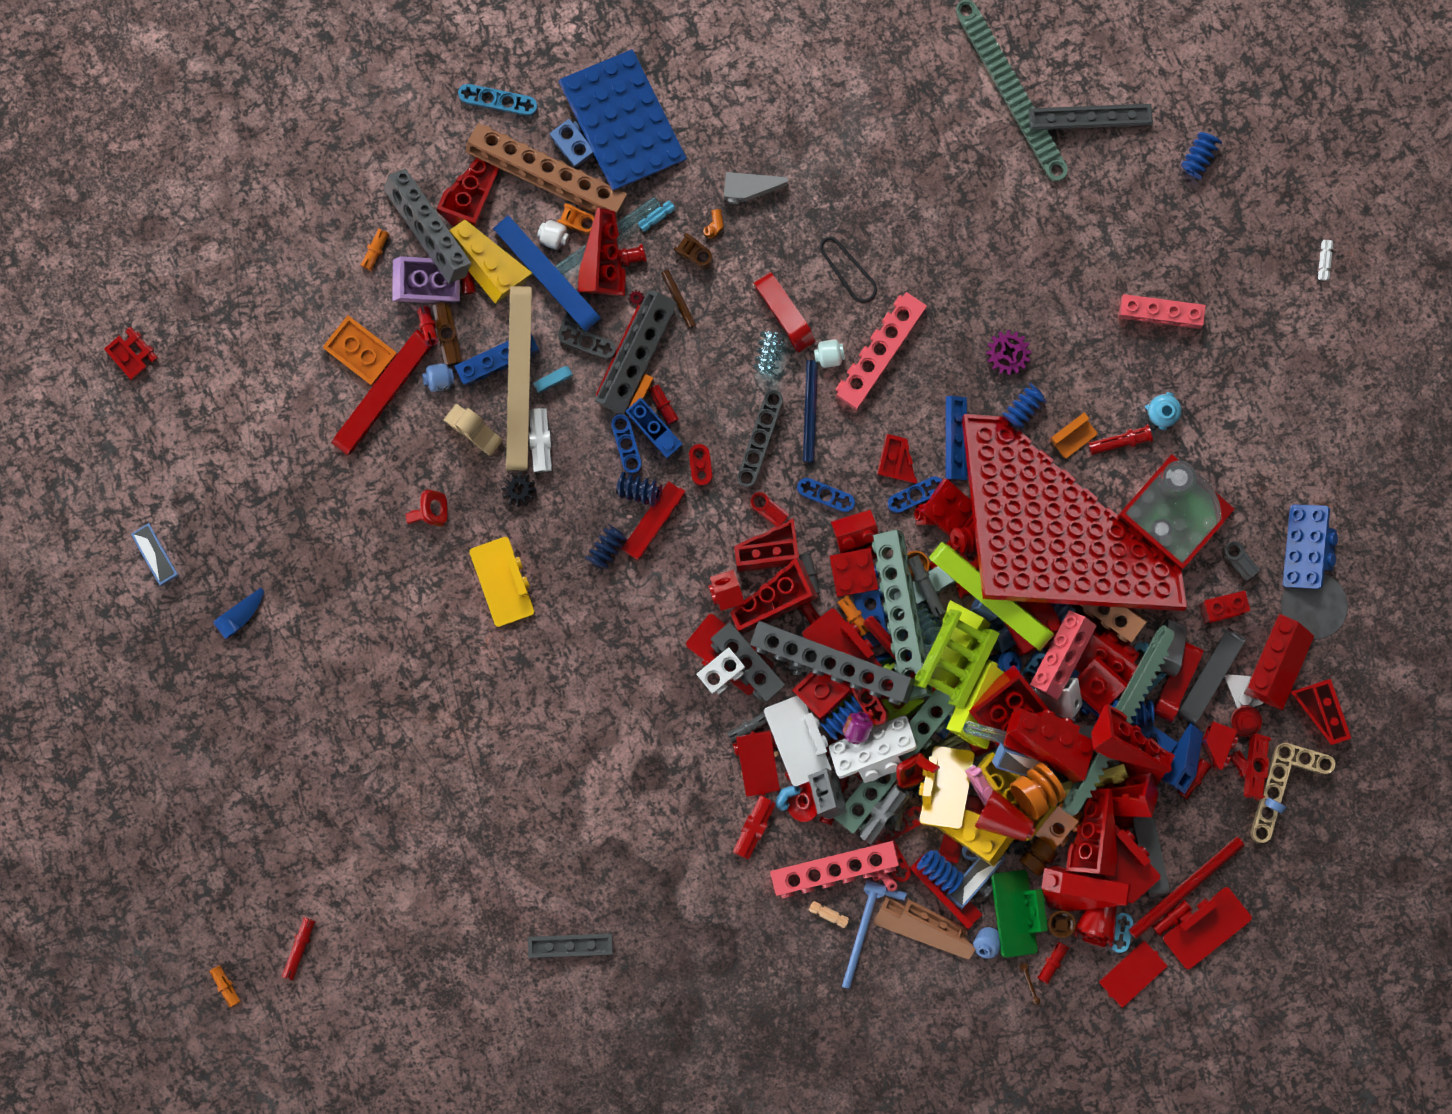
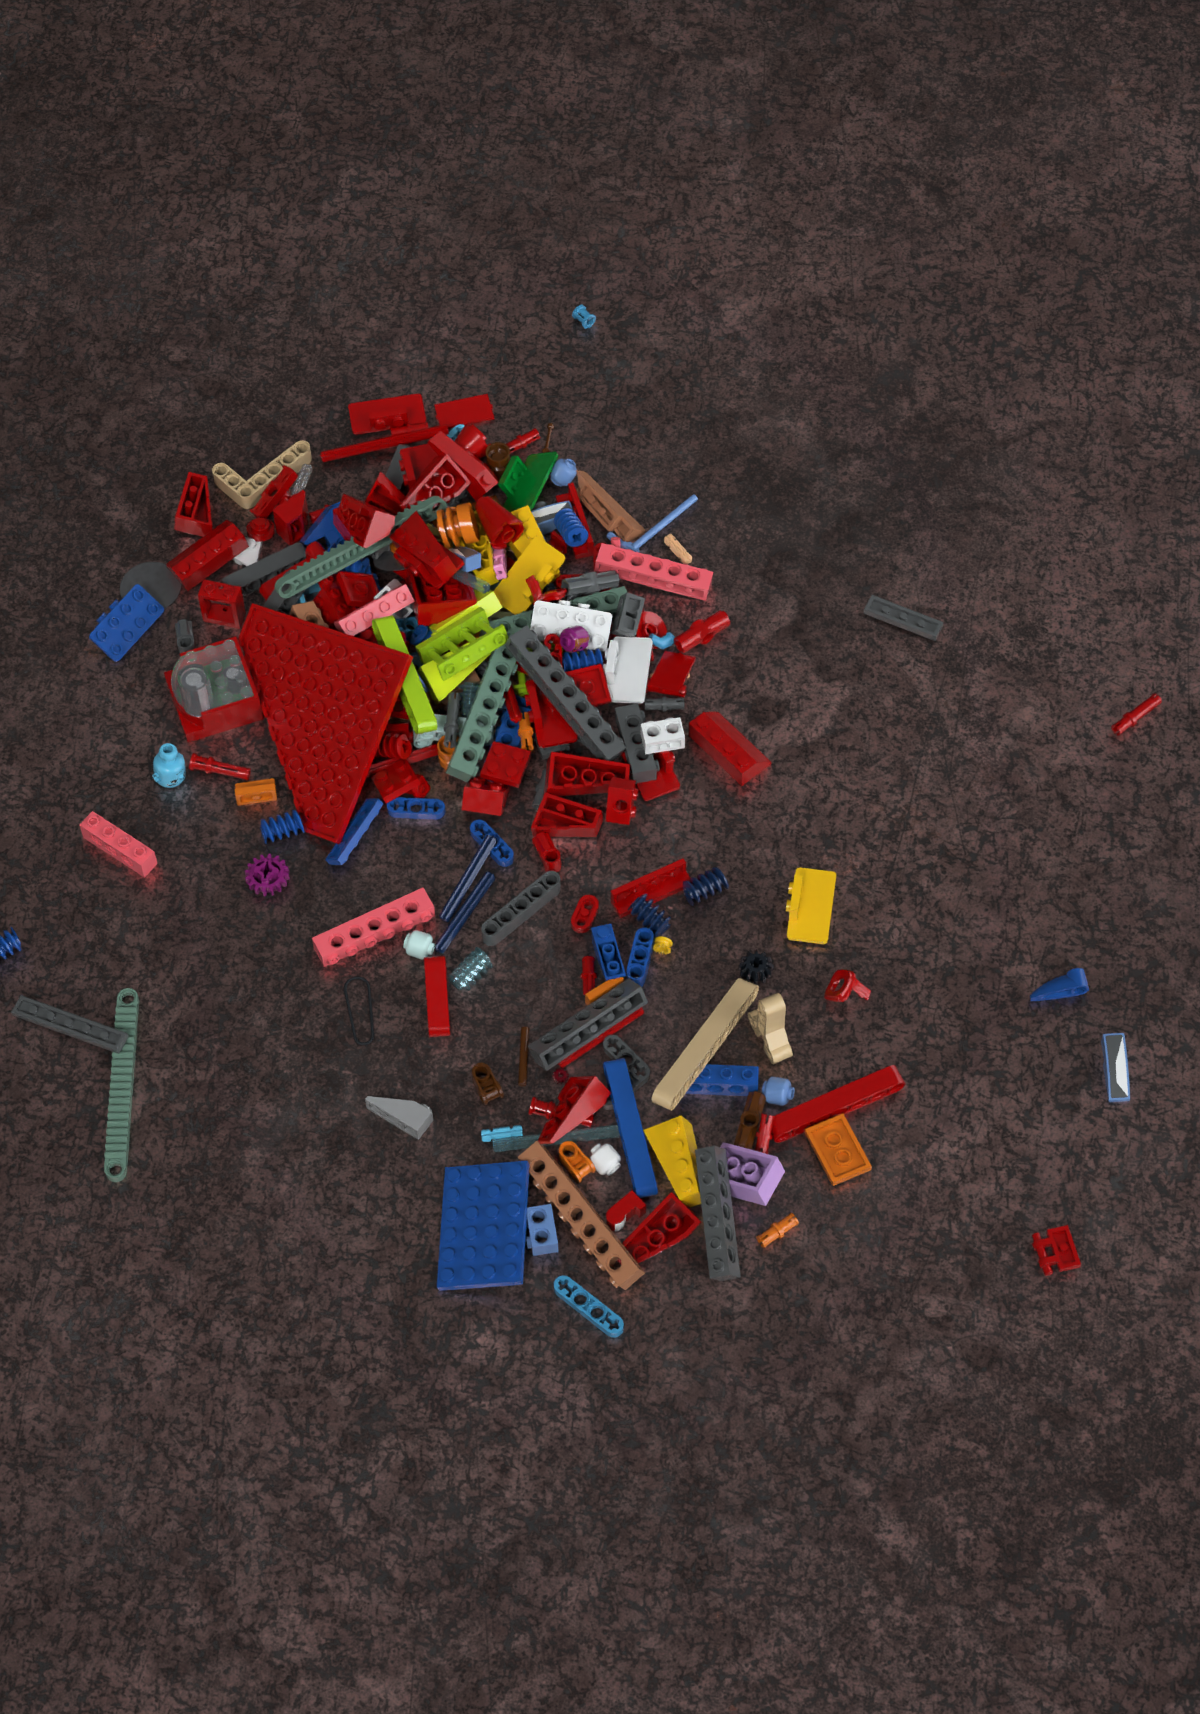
camera: 155 degrees left, 25 degrees down
(513, 197) = (624, 1210): none -> red leg
(540, 440) = (714, 994): white piece -> none
(553, 379) = (673, 1040): medium azure beam -> none
(613, 469) = (663, 945): none -> yellow bush
(662, 712) = (727, 746): none -> red slope
(716, 225) = (453, 1099): orange arm -> none
(825, 444) = (467, 878): none -> dark blue axle
(895, 460) = (415, 840): red wing -> none
(1242, 803) = (302, 479): none -> clear axle
(1275, 805) = (278, 455): medium blue tile -> none

